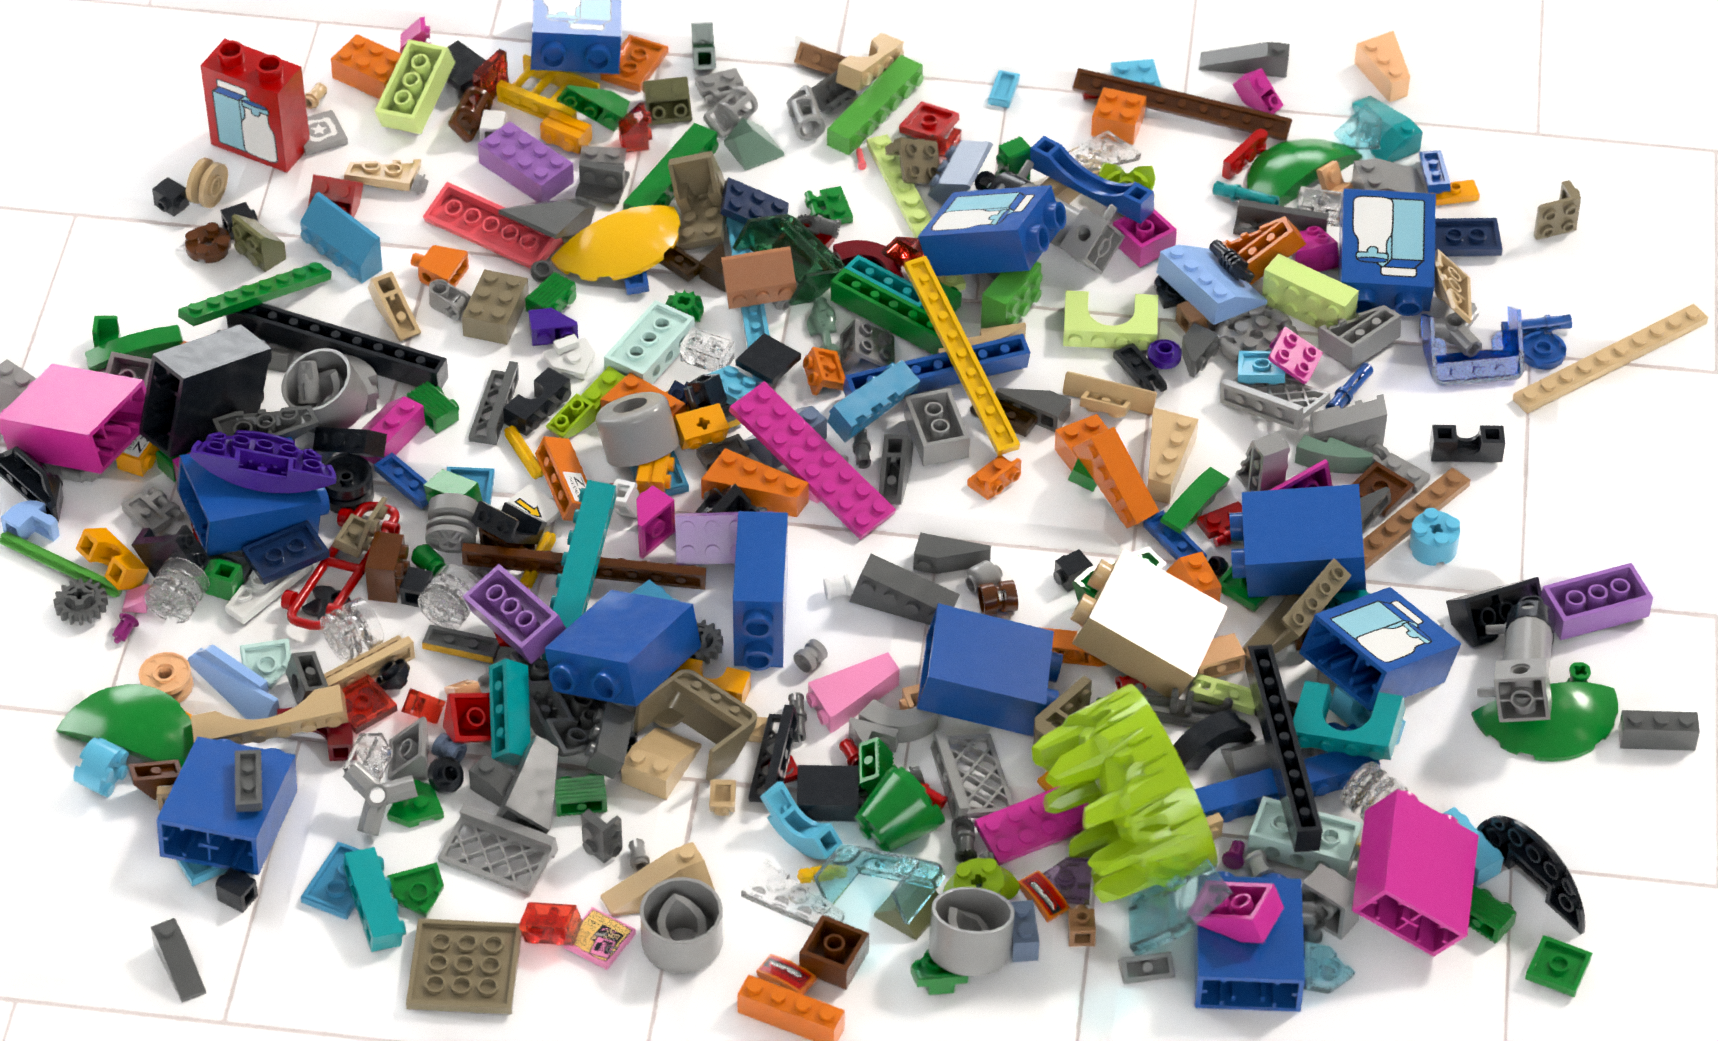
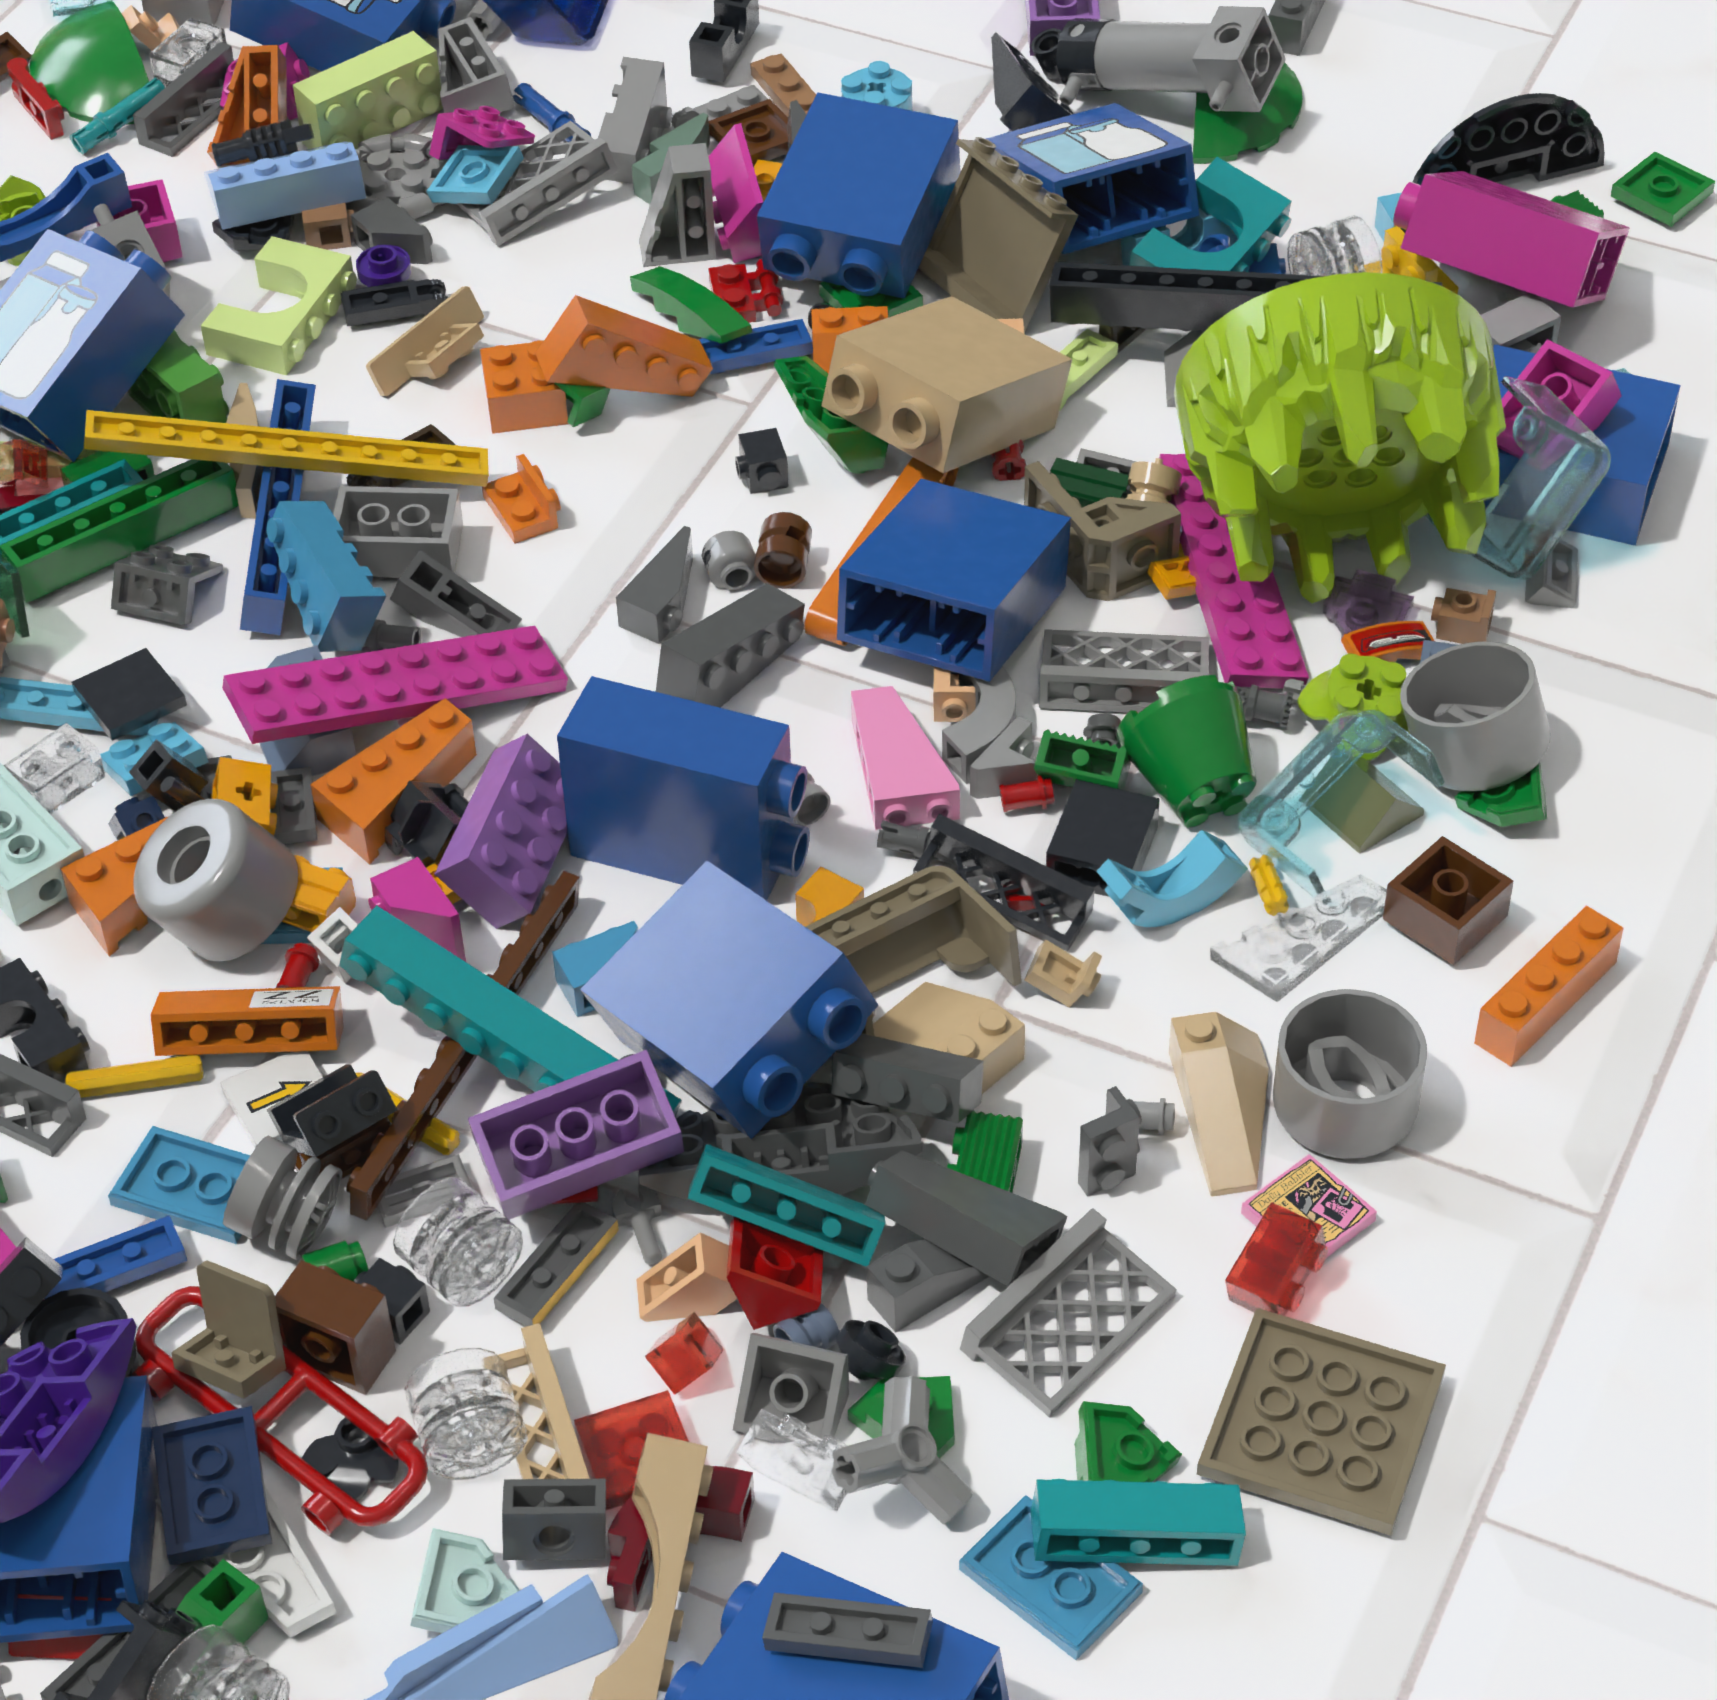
camera: 70 degrees left, 0 degrees up
(393, 675) = (593, 1378): black plate -> none
(450, 482) = (200, 1182): brick -> none
(582, 410) = (81, 954): lime slope -> none
(786, 974) = (1462, 978): slope -> none
(822, 322) = (72, 621): sand green animal -> none
(823, 370) = (186, 643): orange bracket -> none
(1047, 405) = (417, 406): dark grey slope -> none
(1170, 448) = (549, 285): tan wedge -> none
(1181, 709) = (1083, 413): dark grey piece -> none
(1210, 735) = (1157, 372): black arch -> none

